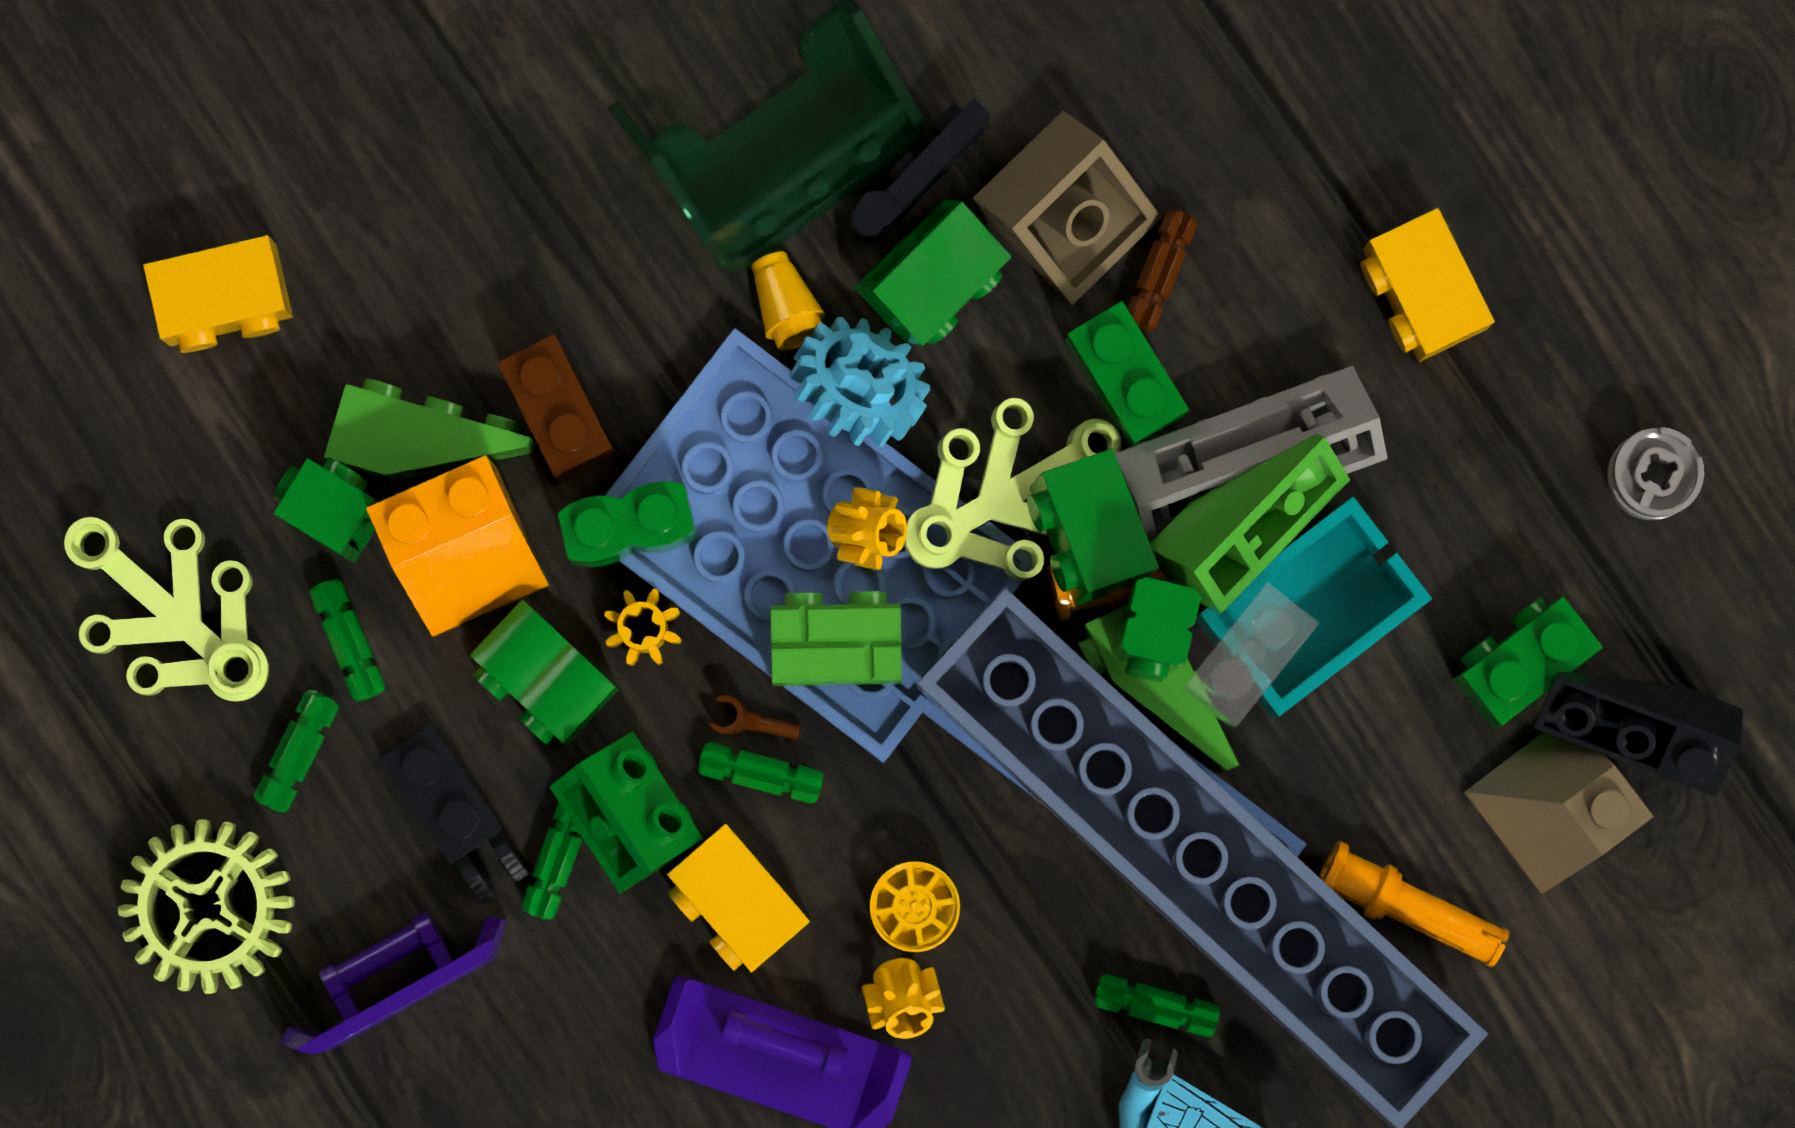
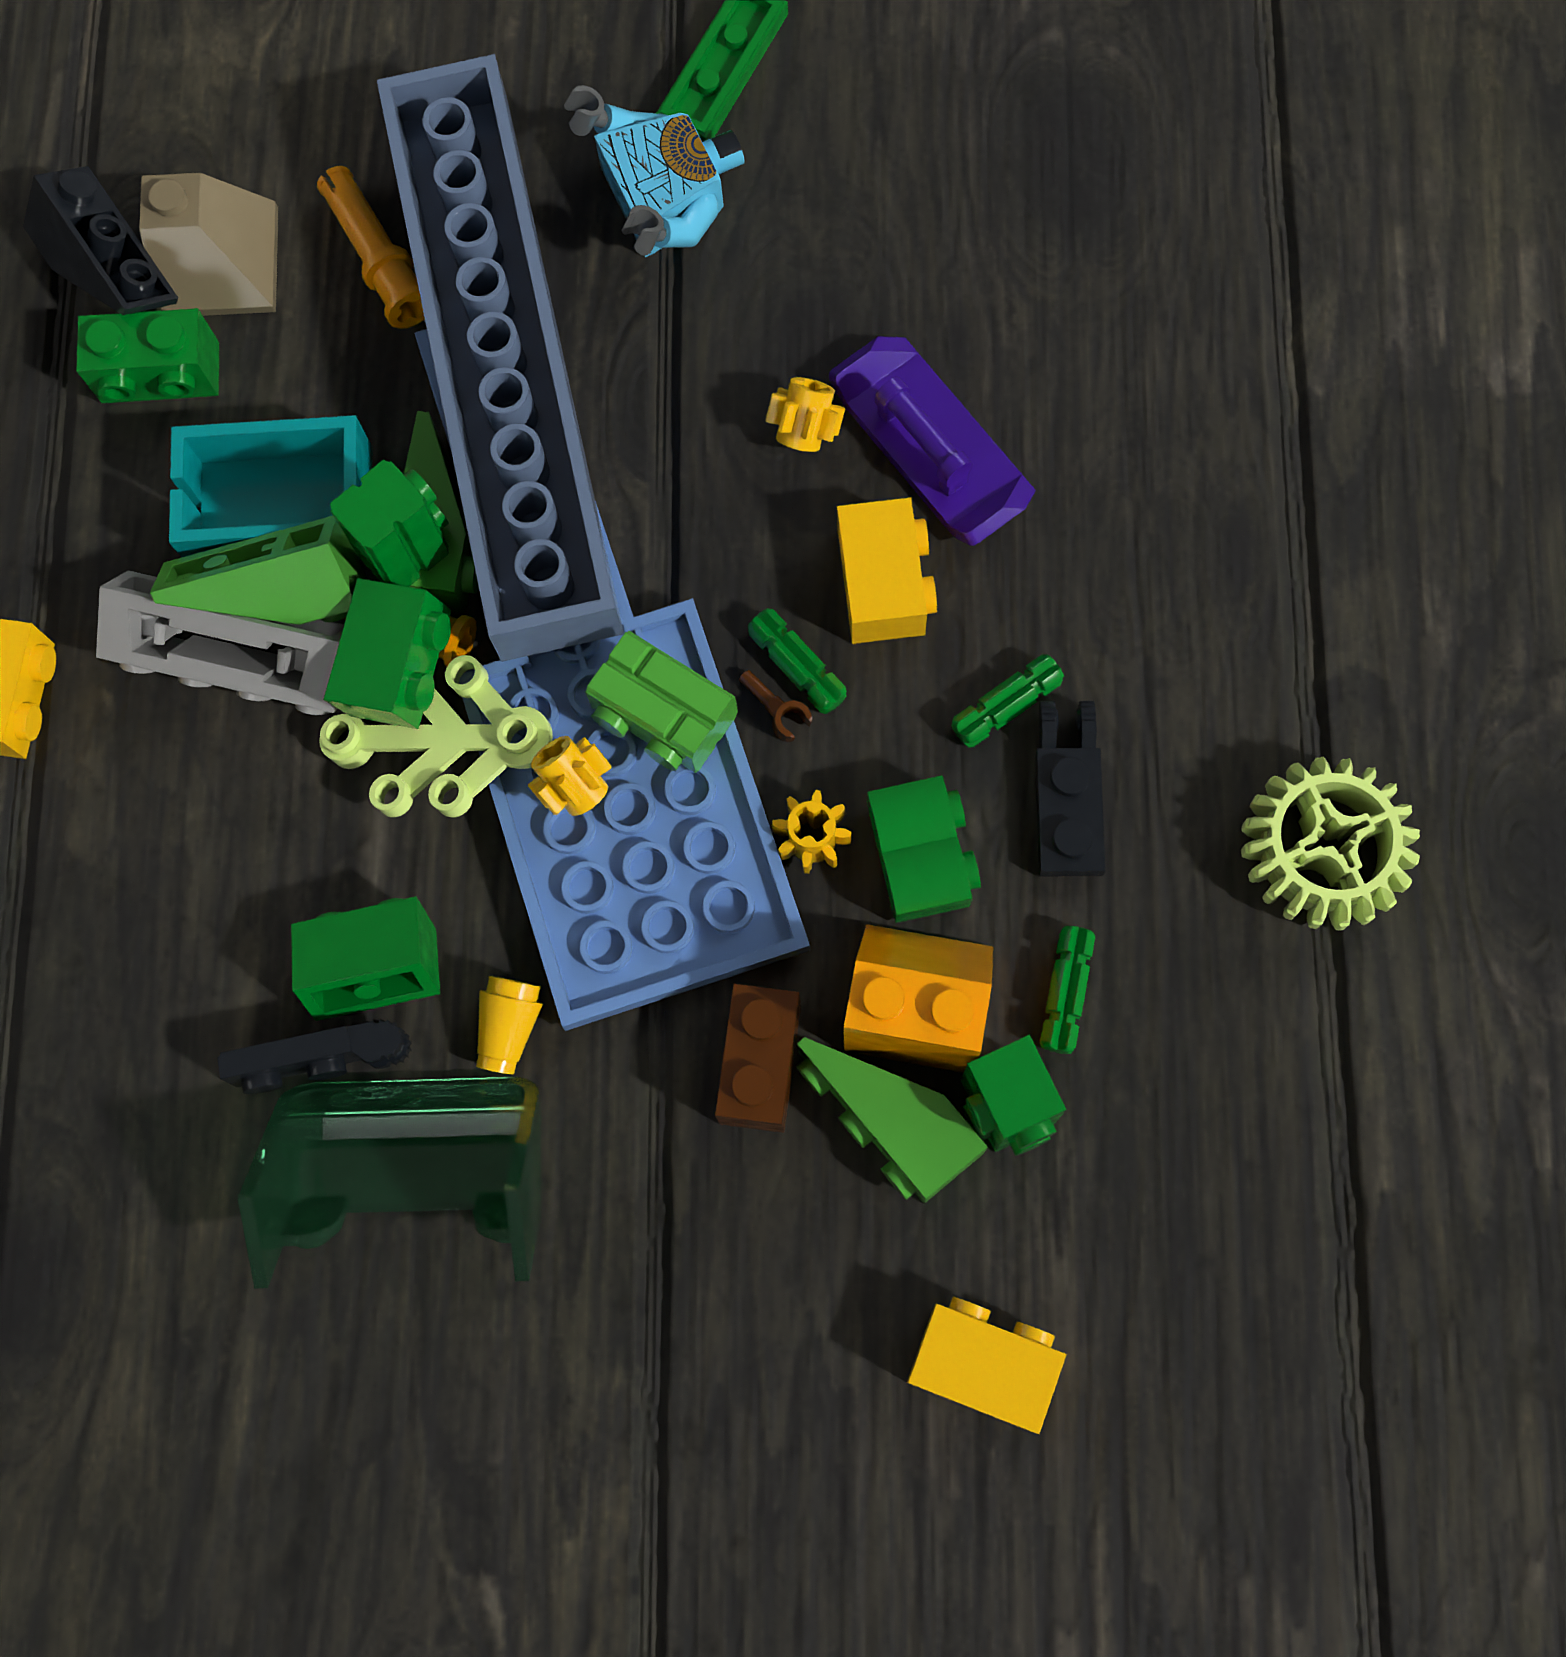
camera: 135 degrees left, 10 degrees down
(176, 617) = (1206, 1107): yellowish green plant -> none
(296, 751) = (1170, 924): green axle -> none
(378, 957) = (1213, 660): dark purple piece -> none
(610, 528) = (781, 913): green brick -> none
(626, 812) = (927, 688): green brick -> none
(859, 382) = (491, 906): medium azure gear -> none
(914, 906) = (749, 481): yellow wheel -> none
(1068, 206) = (218, 945): dark tan slope -> none
(1126, 375) = (276, 771): green brick -> none
(1157, 1005) = (616, 298): green axle -> none
(1161, 269) = (189, 844): reddish brown axle -> none
(1250, 655) = (330, 452): clear brick -> none

